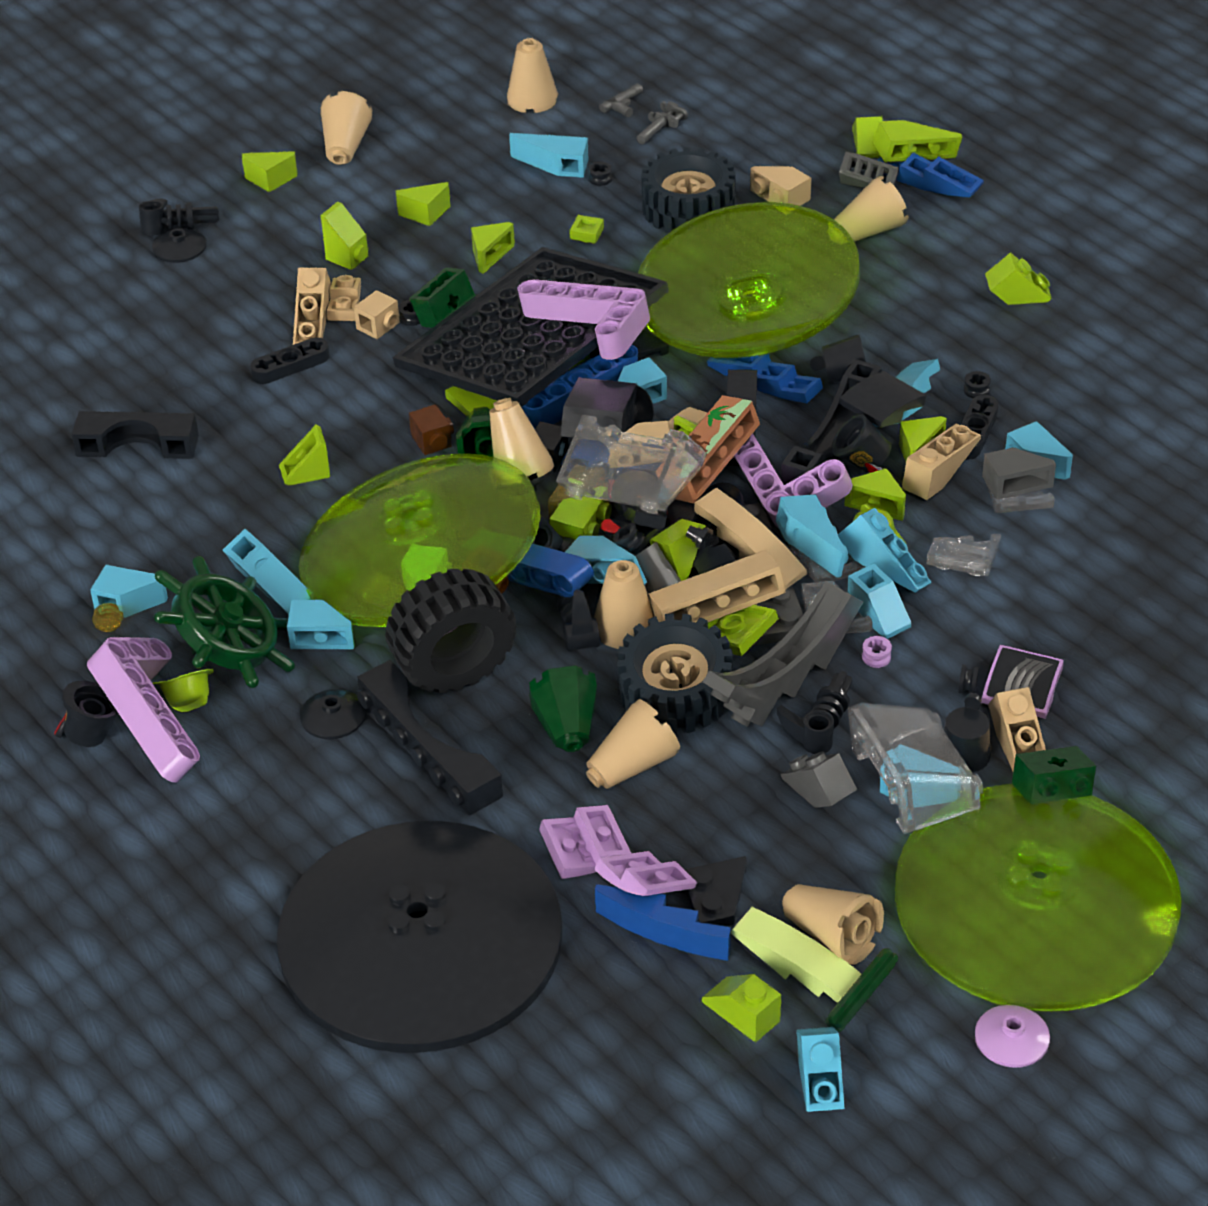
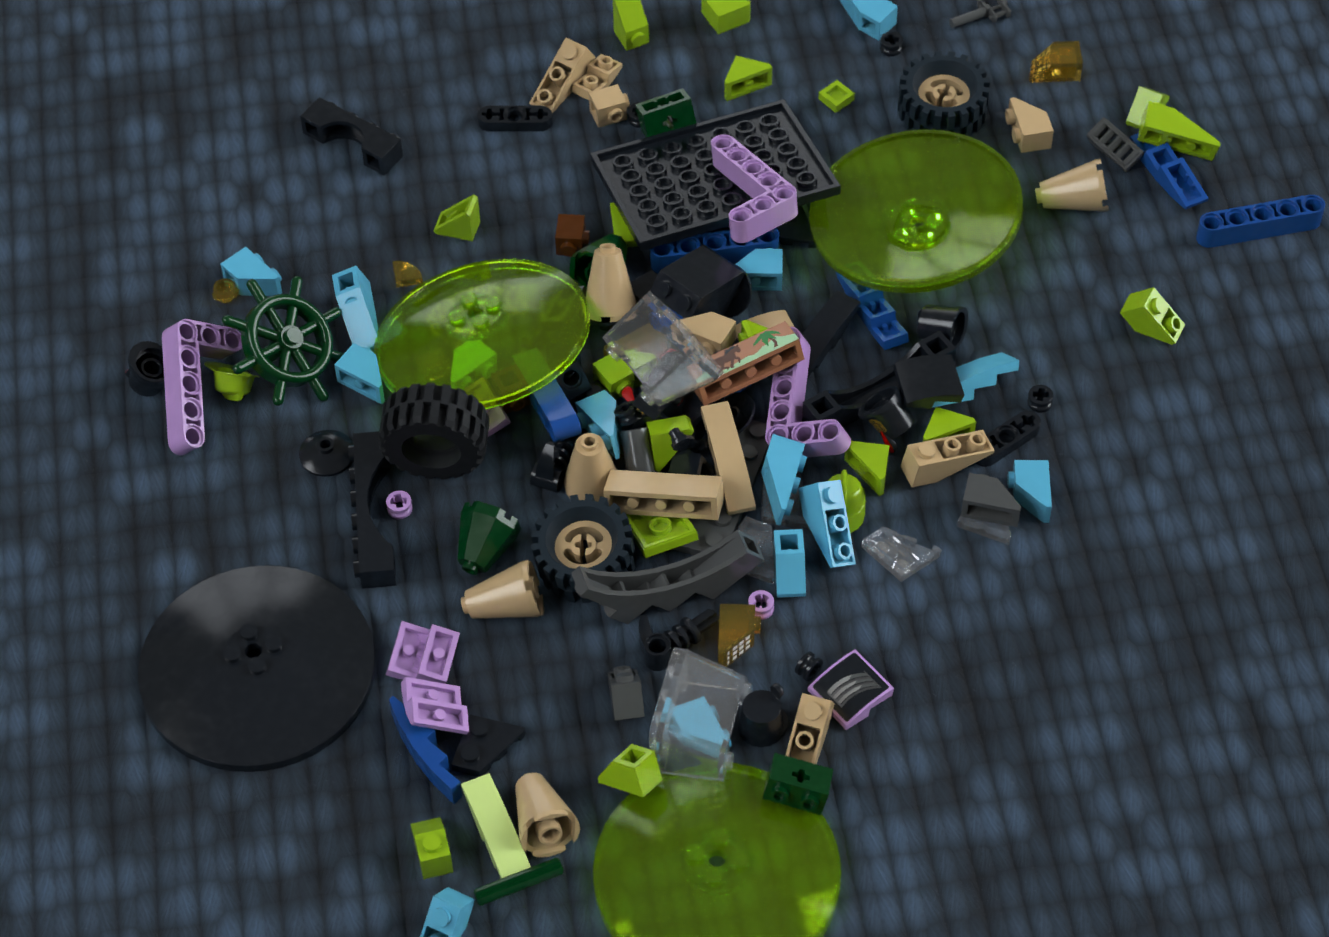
camera: 30 degrees right, 10 degrees up
(288, 528) = (406, 274): none -> clear yellow tile
(449, 724) = (395, 497): none -> lavender bush
(765, 132) = (1057, 63): none -> clear yellow slope
(874, 677) = (736, 631): none -> clear yellow slope
(889, 837) = (633, 771): none -> lime slope
(1041, 181) = (1260, 221): none -> blue beam

